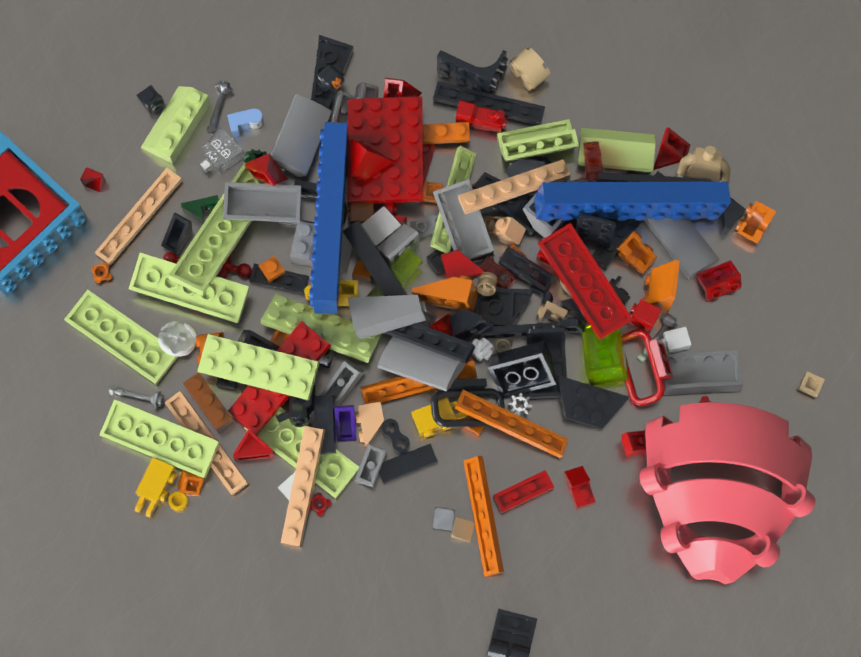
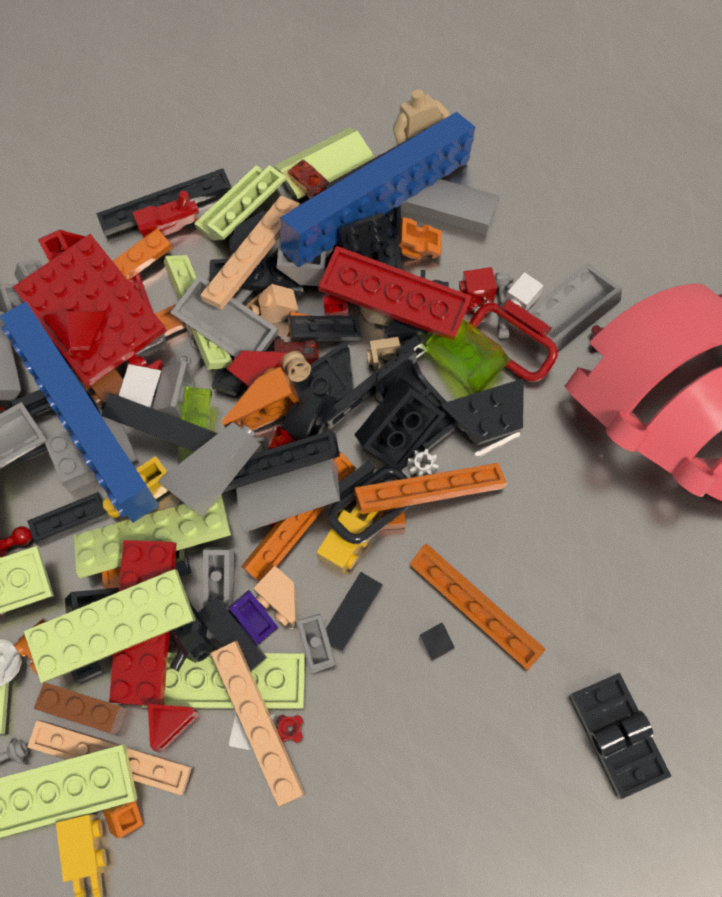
camera: 35 degrees left, 5 degrees down
(178, 501) = (123, 850): yellow tile -> none
(271, 268) = (51, 512): orange plate -> none
(361, 273) = (154, 446): orange slope -> none
(395, 436) = (318, 591): black axle -> none
(463, 529) = (465, 637): tan slope -> none
(464, 73) = (122, 183): black bracket -> none
(482, 349) = (344, 435): white gear -> none
(502, 342) = (359, 413): dark tan plate -> none
(523, 491) = (496, 550): red plate -> none
(529, 67) = (181, 142): tan brick -> none
(547, 296) = (364, 341): black hand -> none
(579, 486) = (545, 501): red slope -> none
(634, 442) = (567, 417): red slope -> none
(662, 285) = (472, 243): orange slope -> none
(671, 149) = (374, 128): red slope -> none
(719, 280) = (517, 212): red bracket -> none
(731, 216) = (481, 150): black slope -> none
(756, 221) = (506, 137): orange cylinder -> none
(811, 384) = (680, 246): tan plate -> none

